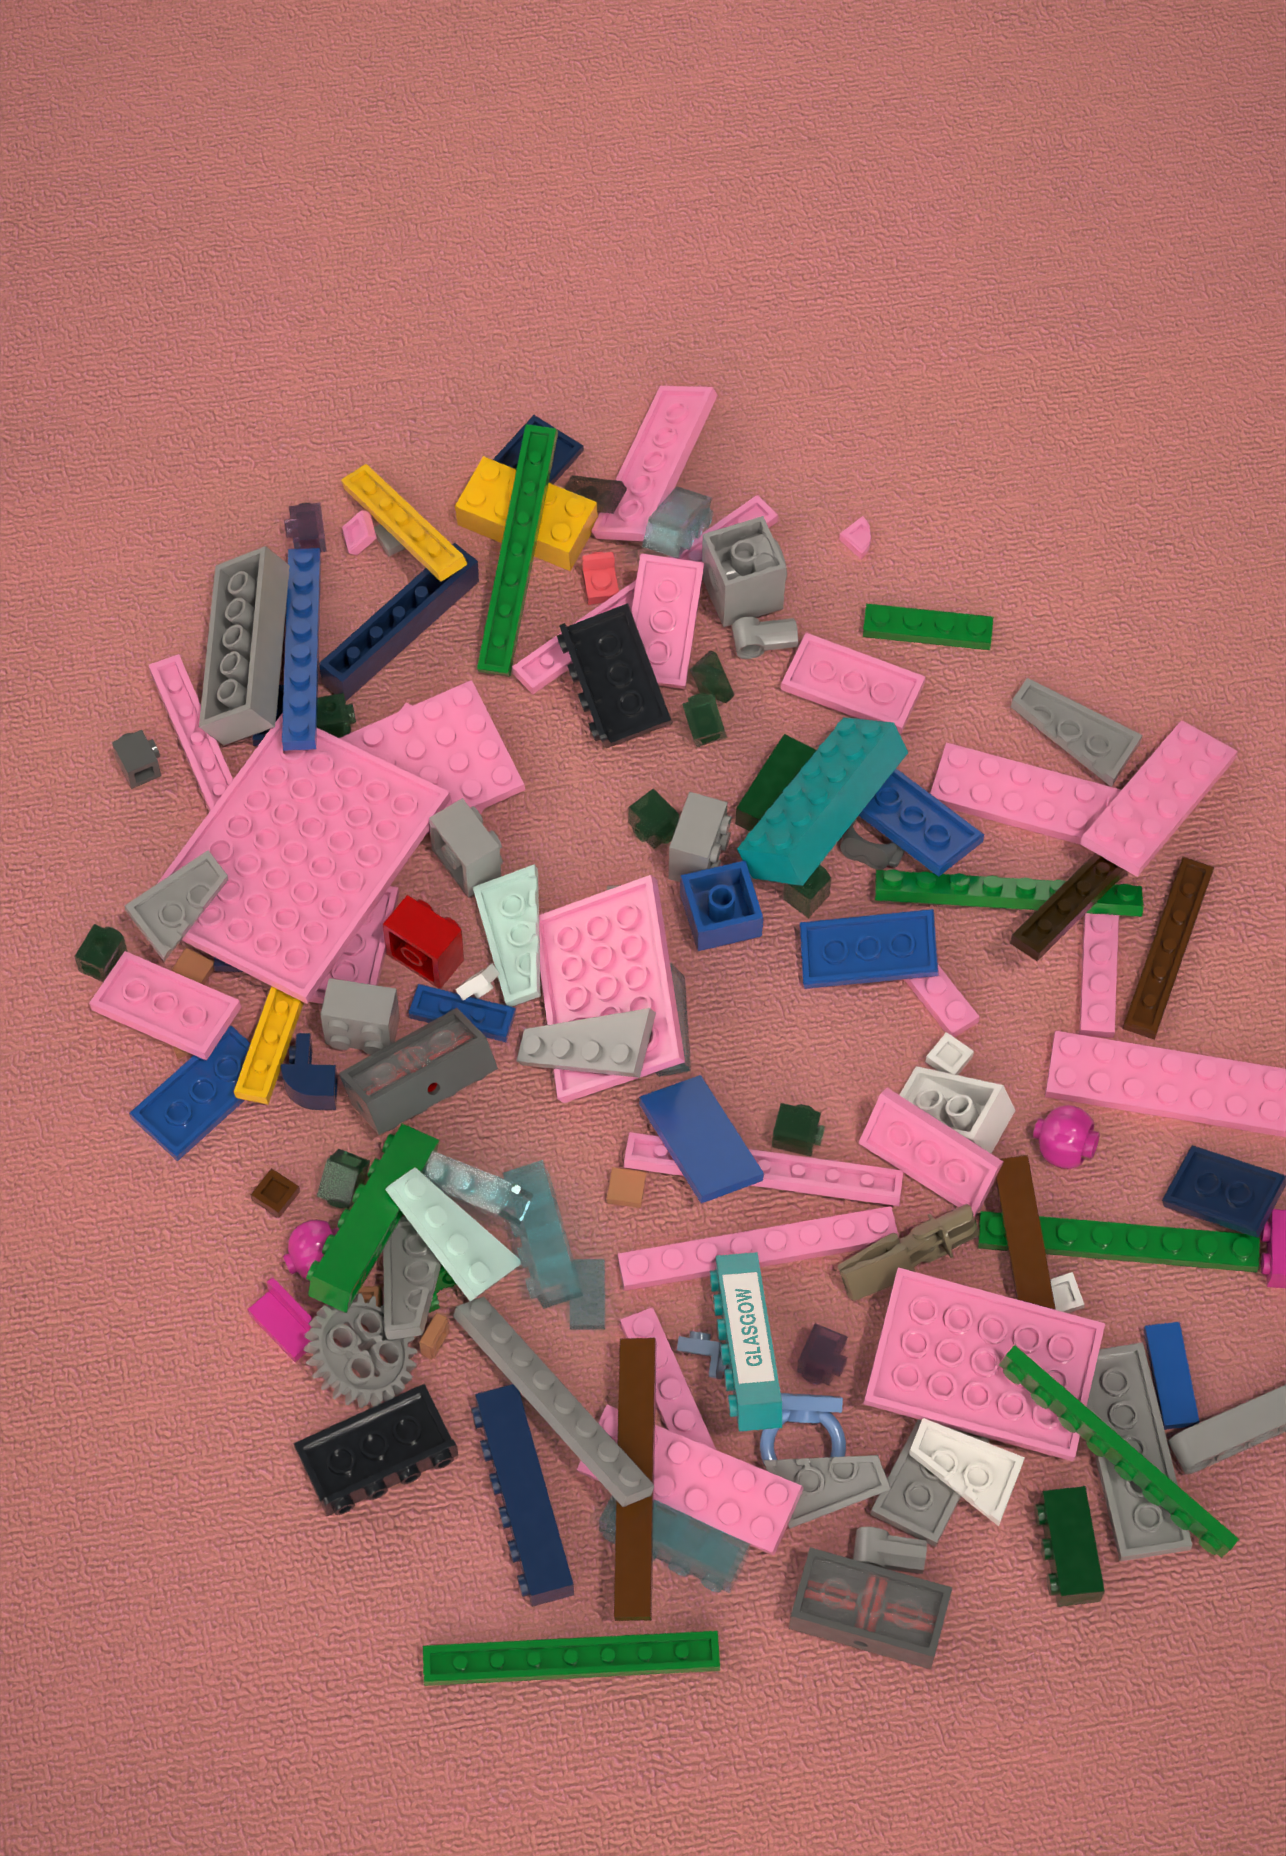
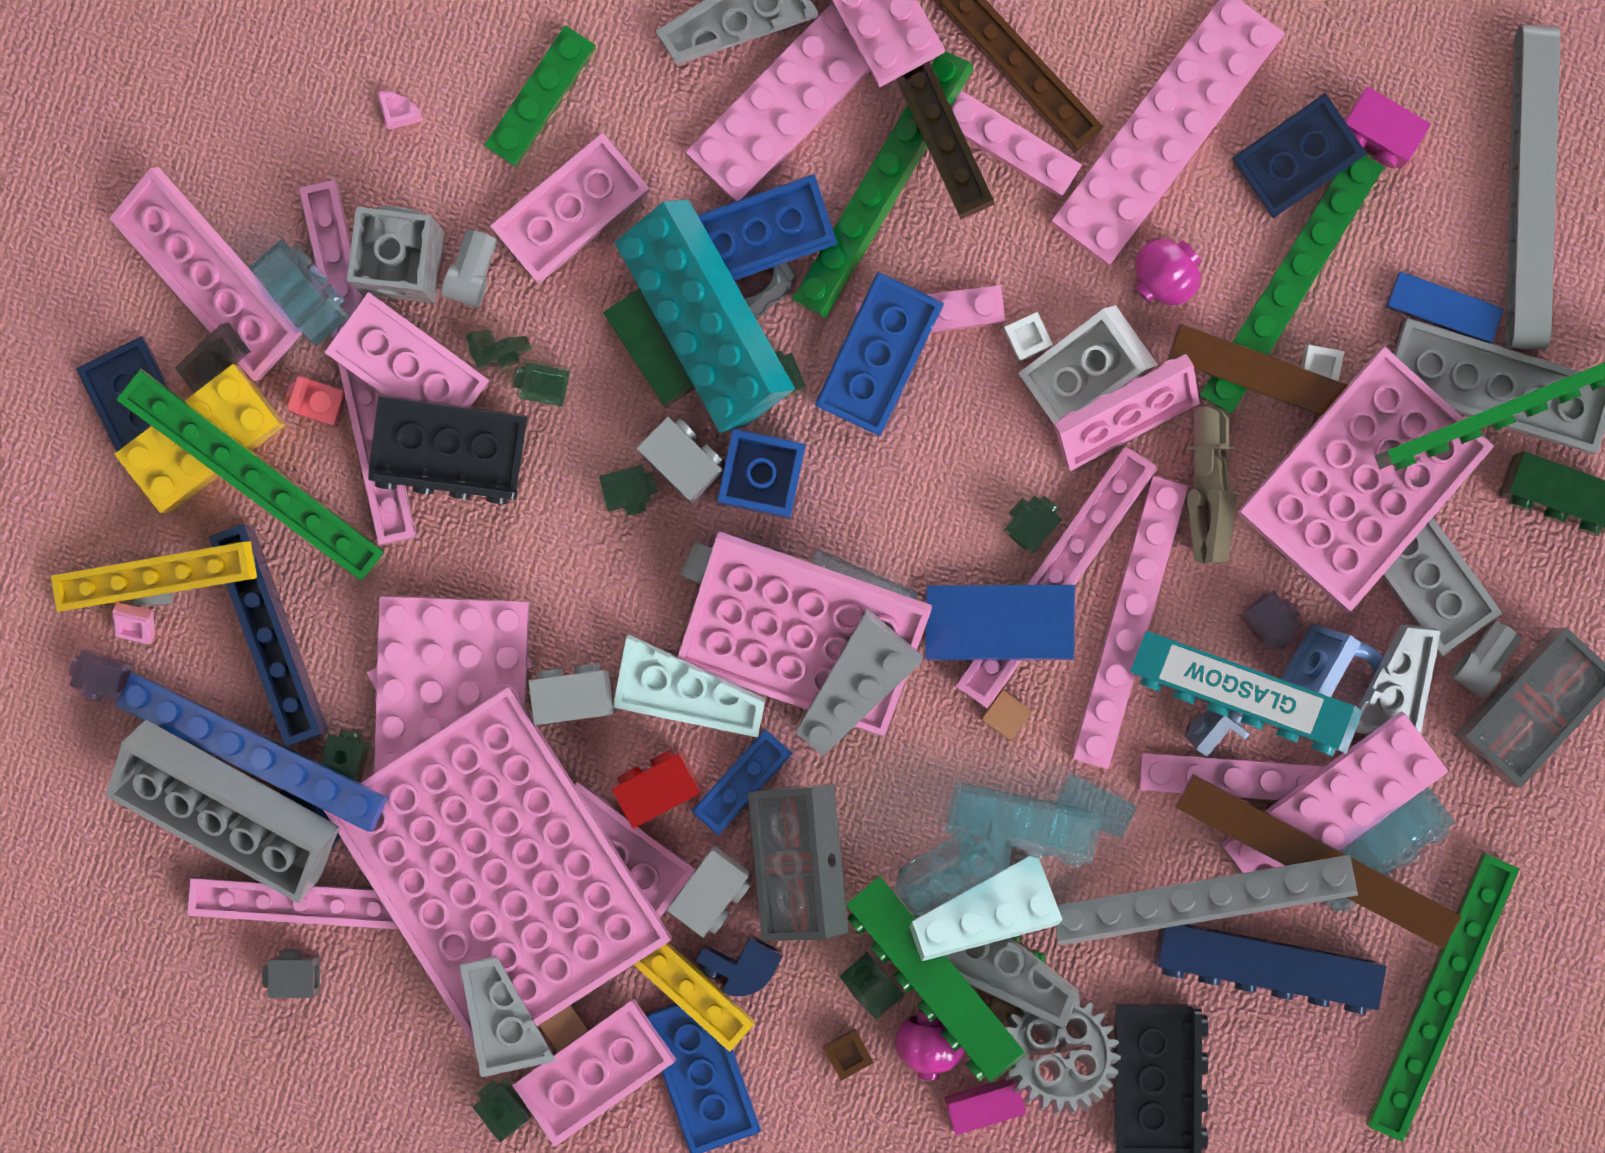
camera: 60 degrees left, 25 degrees up
(434, 1336) = (1073, 972): nougat tile -> none
(478, 983) = (724, 754): white plate -> none
(968, 1466) = (1453, 546): white wing -> none

